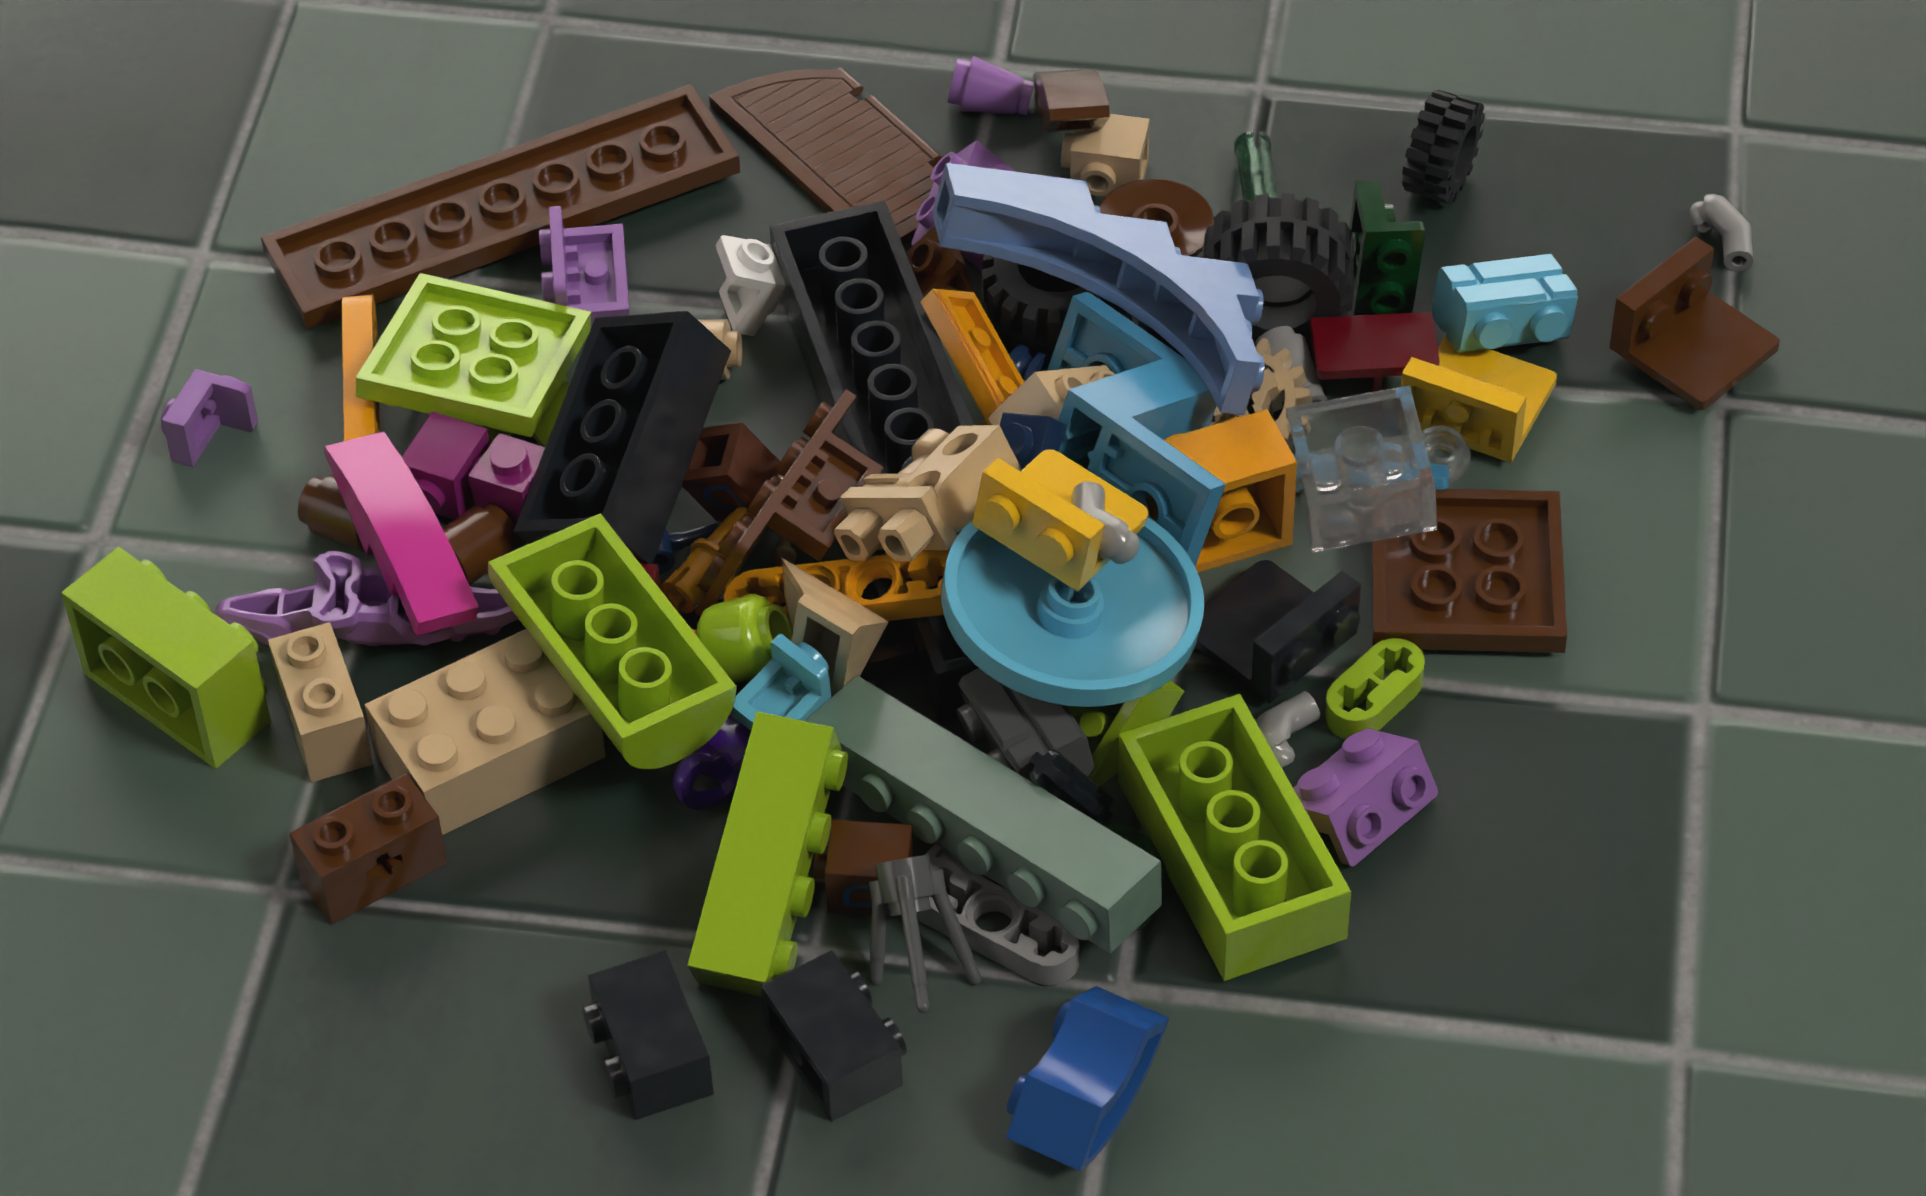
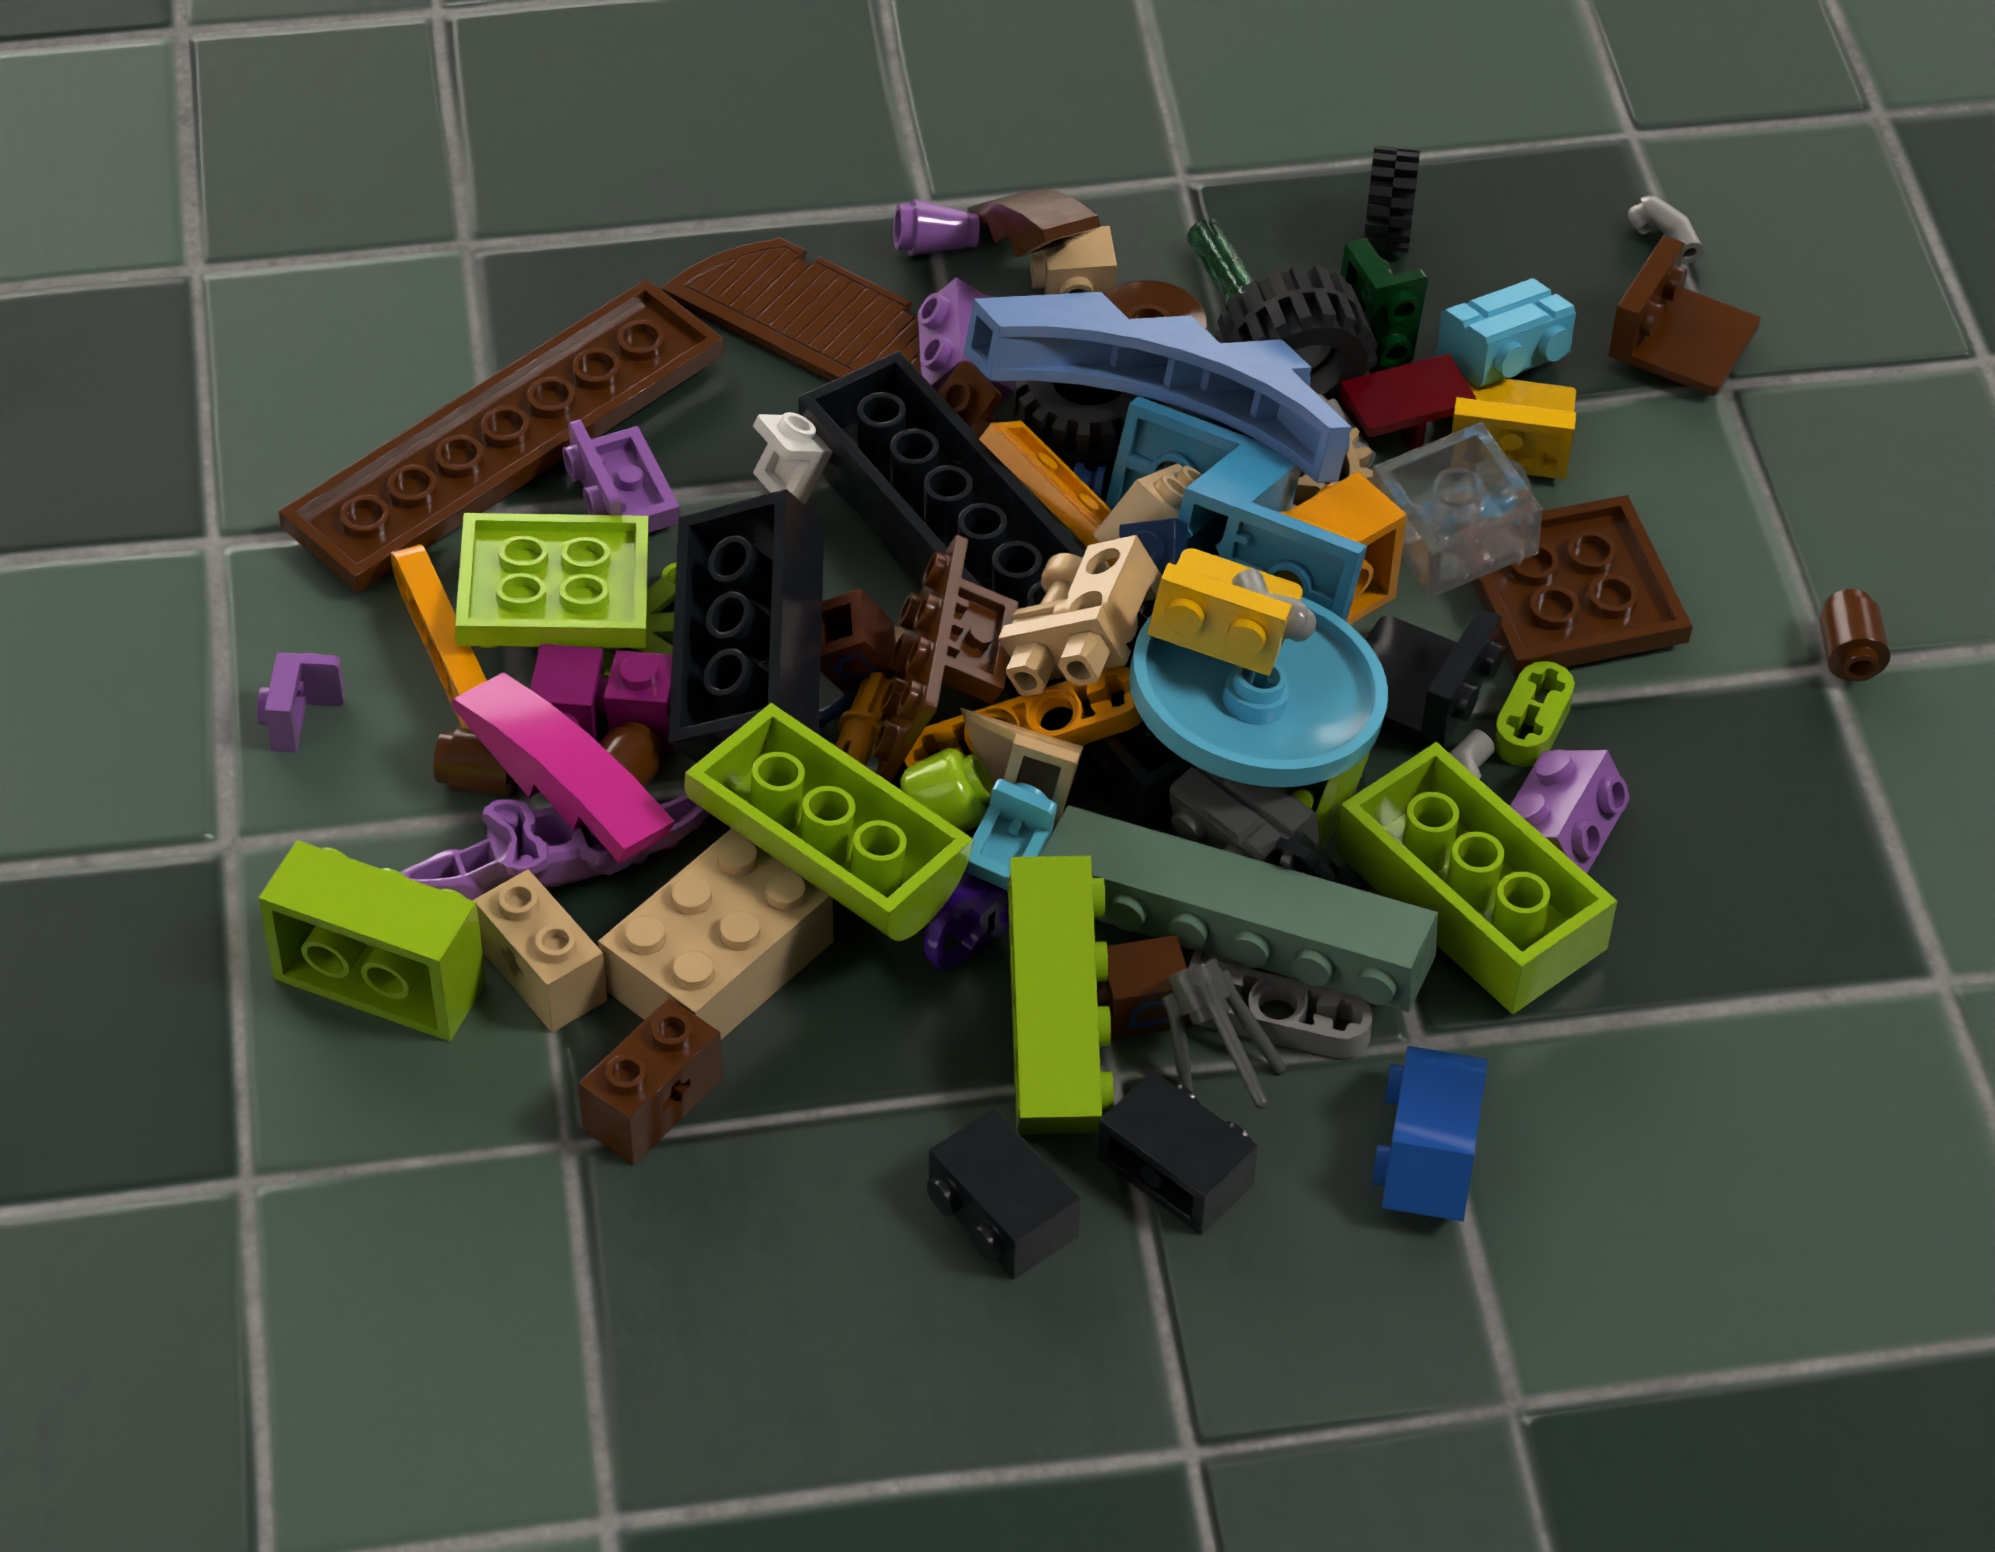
camera: 20 degrees left, 0 degrees up
(1732, 682) = (1854, 636): none -> reddish brown brick

